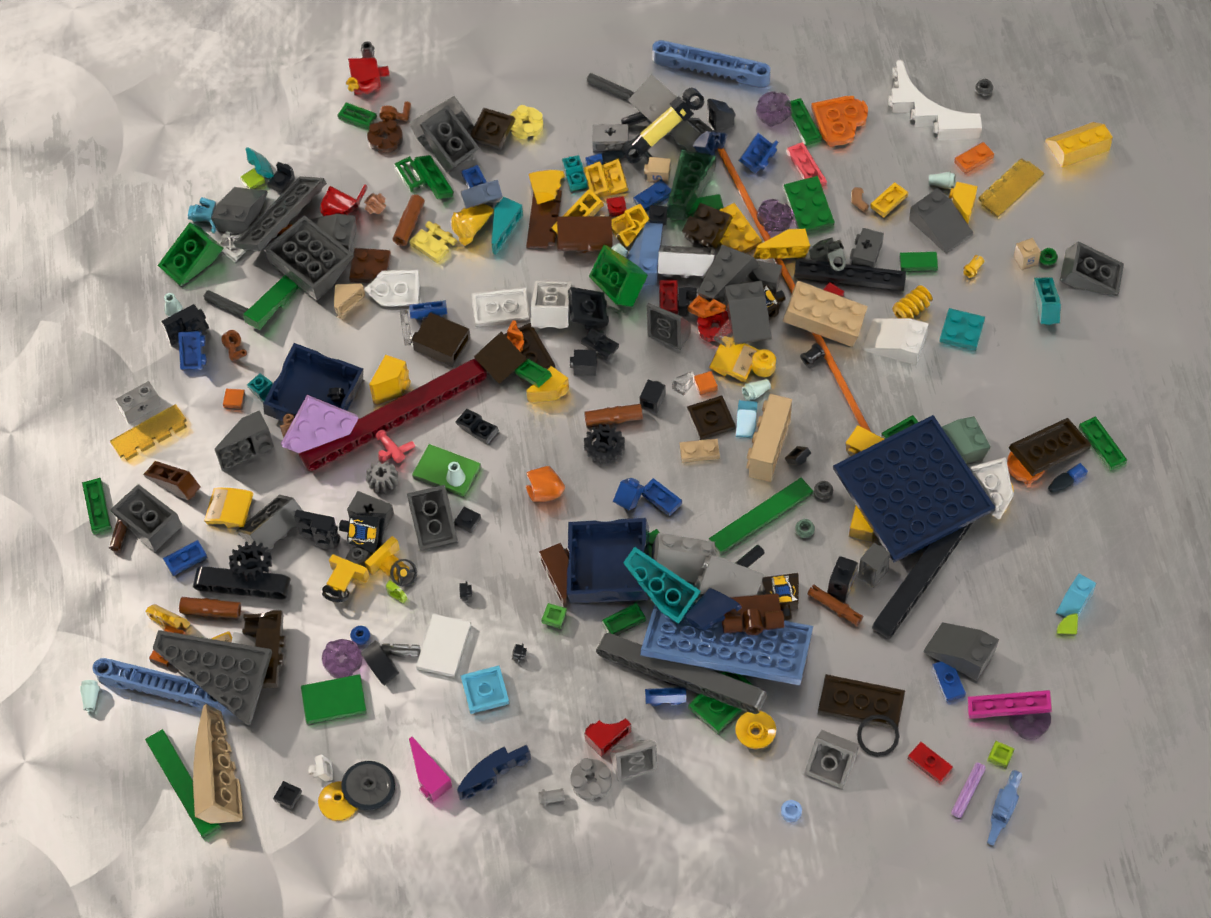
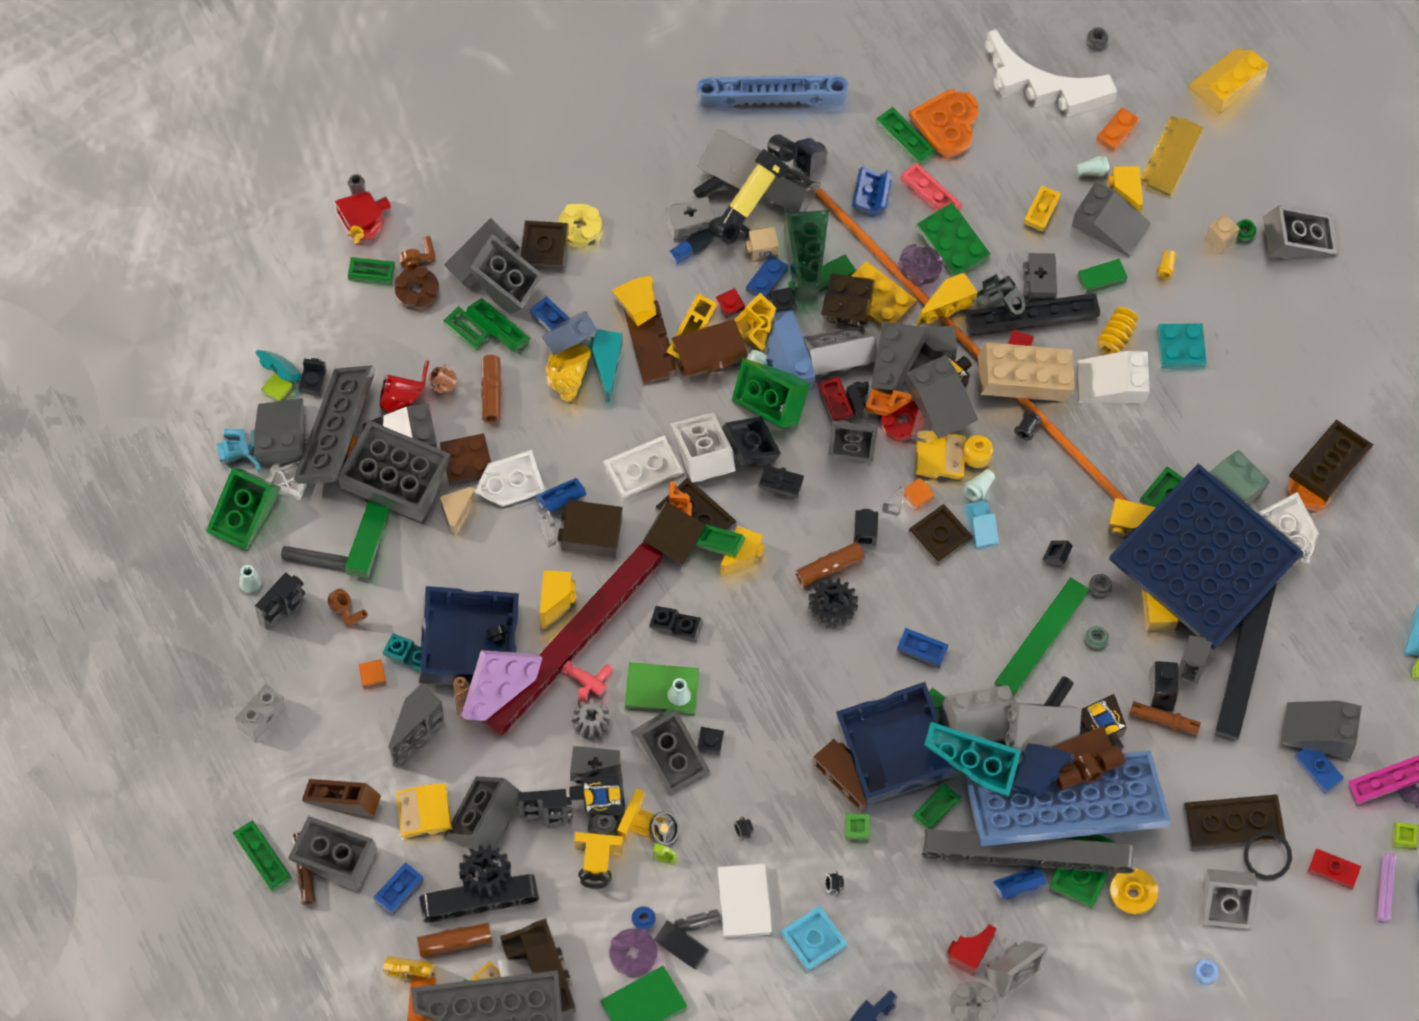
camera: 25 degrees left, 5 degrees up
(142, 435) = (281, 748): clear yellow windscreen -> none
(191, 350) = (299, 628): blue bracket -> none
(429, 245) = (528, 413): light yellow plate -> none
(544, 485) = (786, 674): orange piece -> none
(574, 173) = (663, 274): teal slope -> none
(584, 362) = (771, 509): black brick -> none
(606, 178) = (704, 270): yellow slope -> none
(609, 86) = (662, 151): dark grey axle -> none
(628, 493) = (886, 655): blue brick -> none
(699, 450) = (942, 578): tan plate -> none
(709, 142) = (812, 196): dark blue slope -> none
(769, 437) = (1020, 541): tan brick -> none
(777, 116) = (867, 117): clear purple plate -> none
(856, 199) = (1004, 217): medium nougat arm -> none
(1047, 300) = (1265, 284): teal slope -> none
(1067, 479) = (1360, 493): piece -> none
(1102, 443) = (1384, 438): green tile -> none

